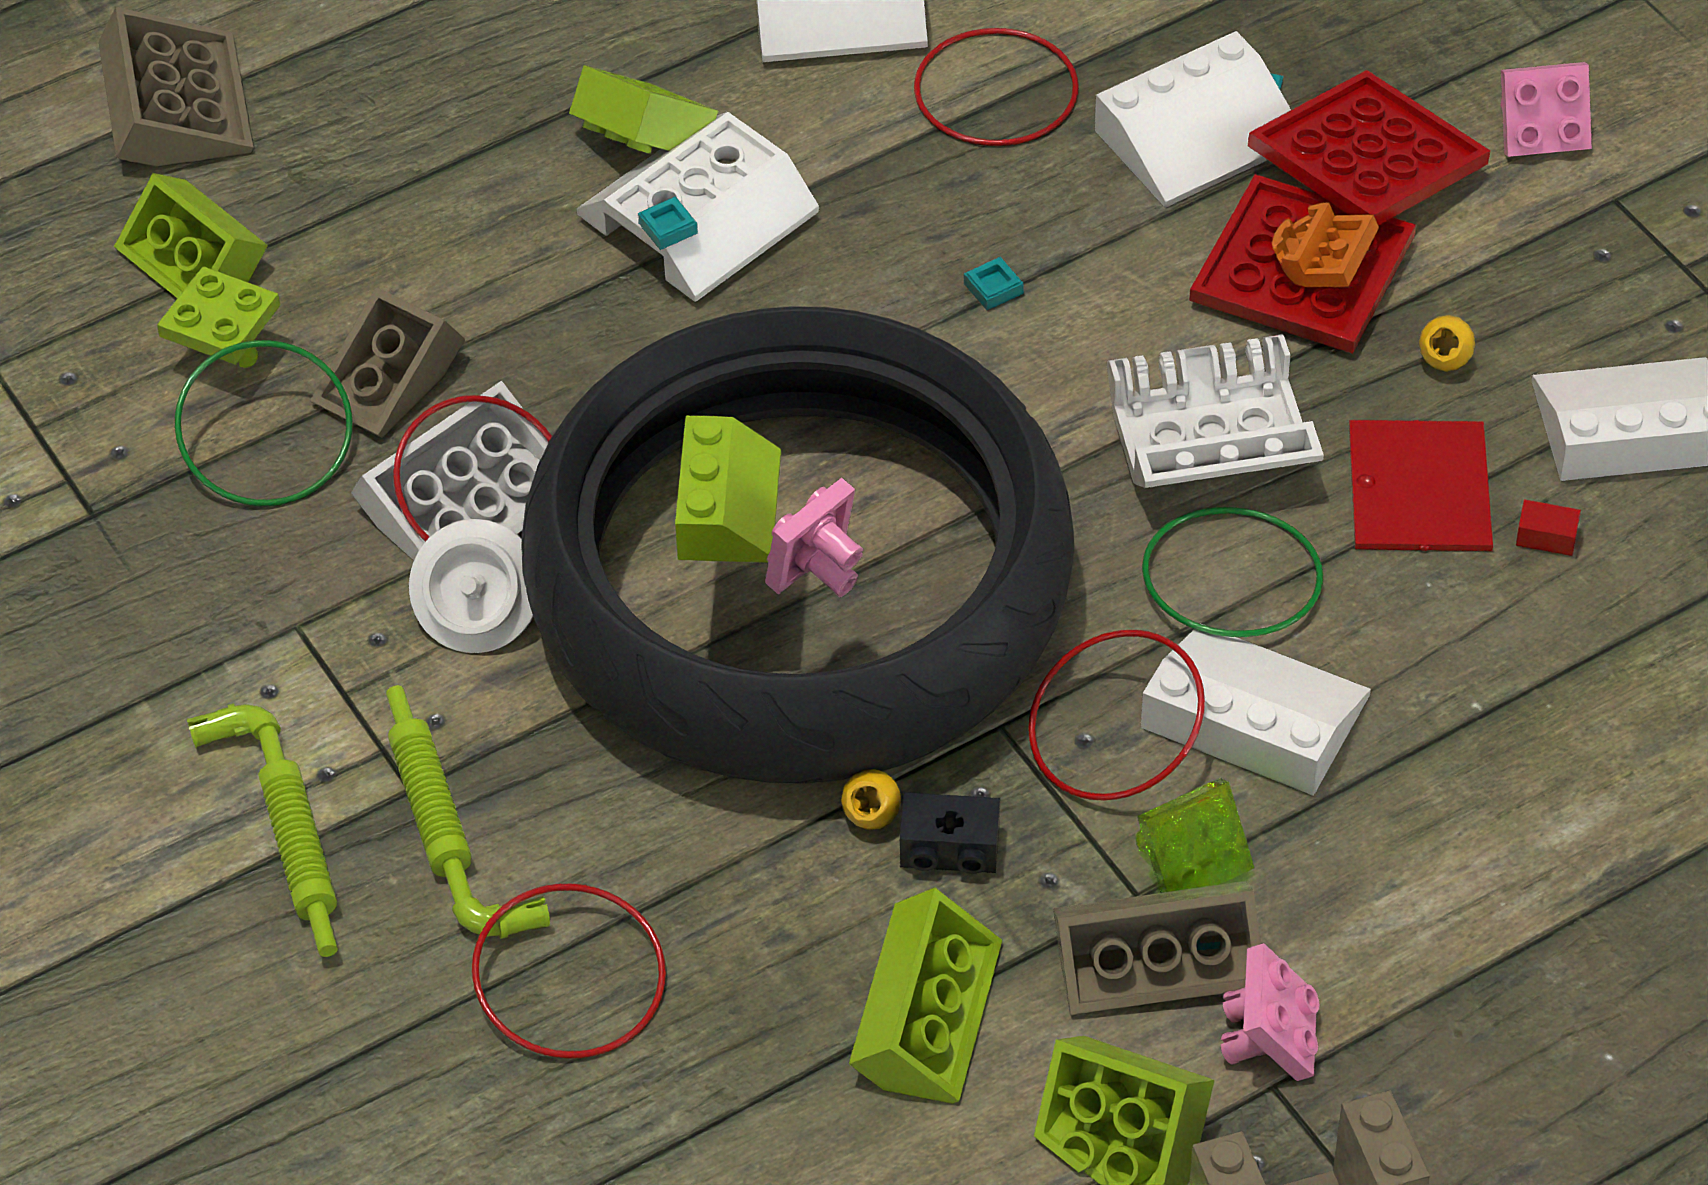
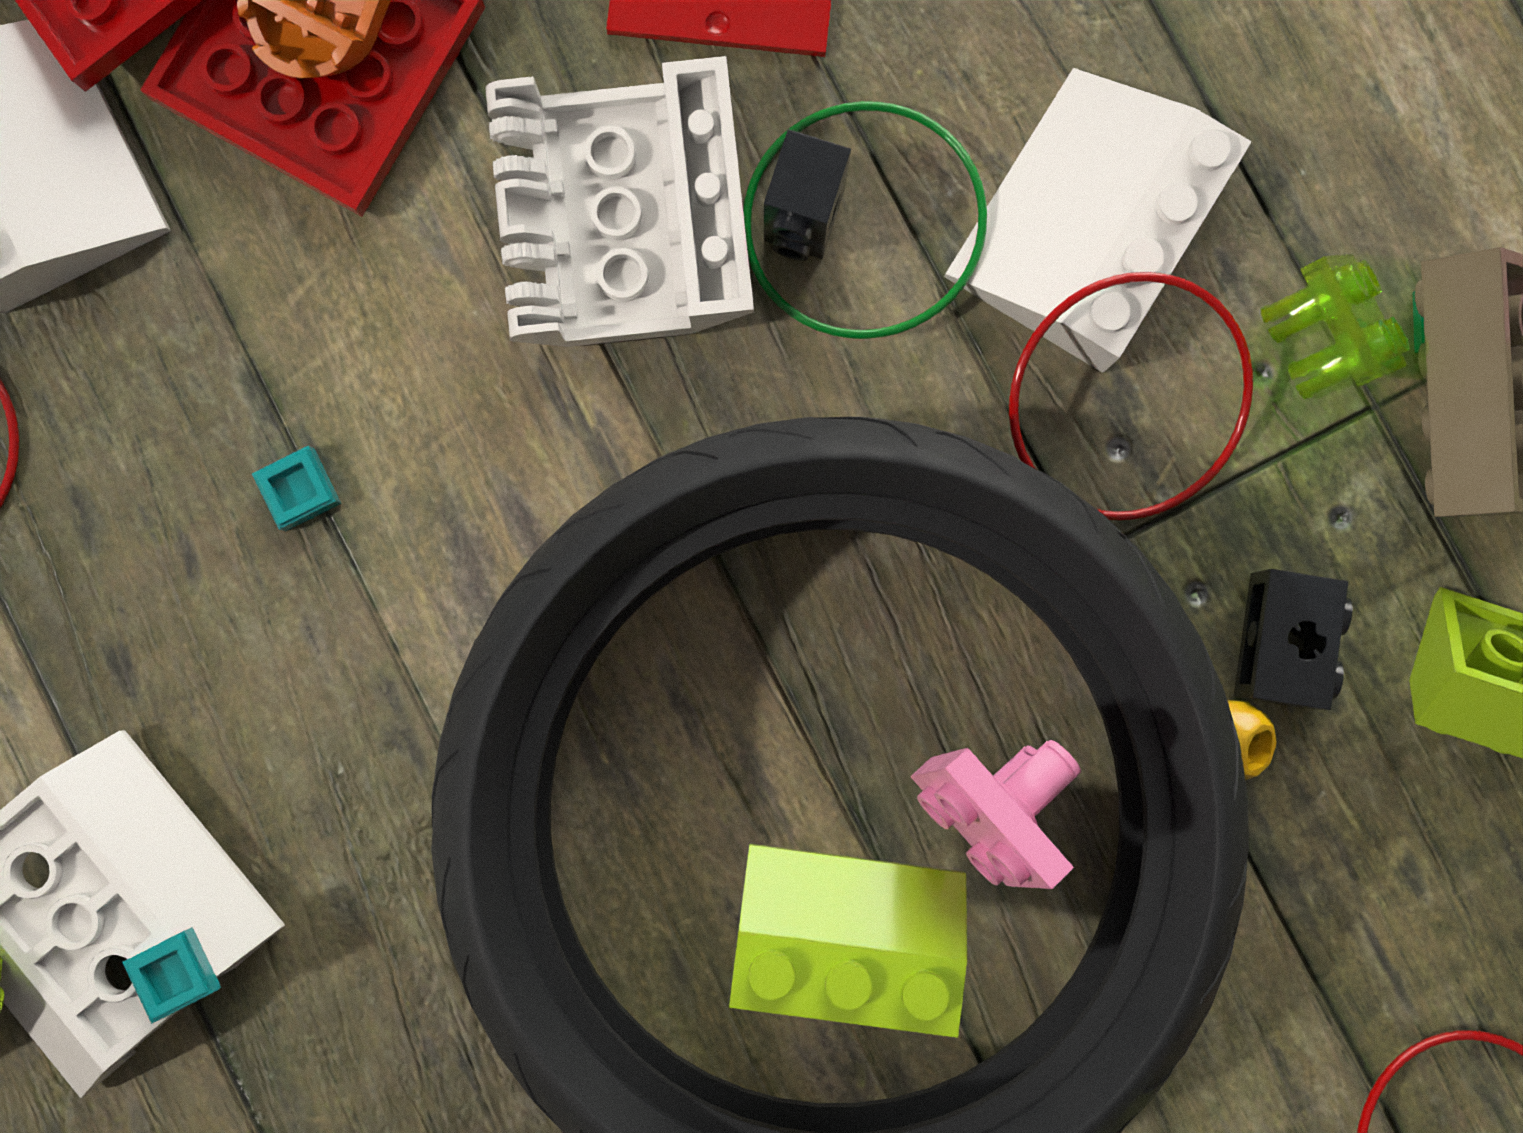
camera: 85 degrees left, 35 degrees up
(1232, 515) = (804, 195): none -> black brick

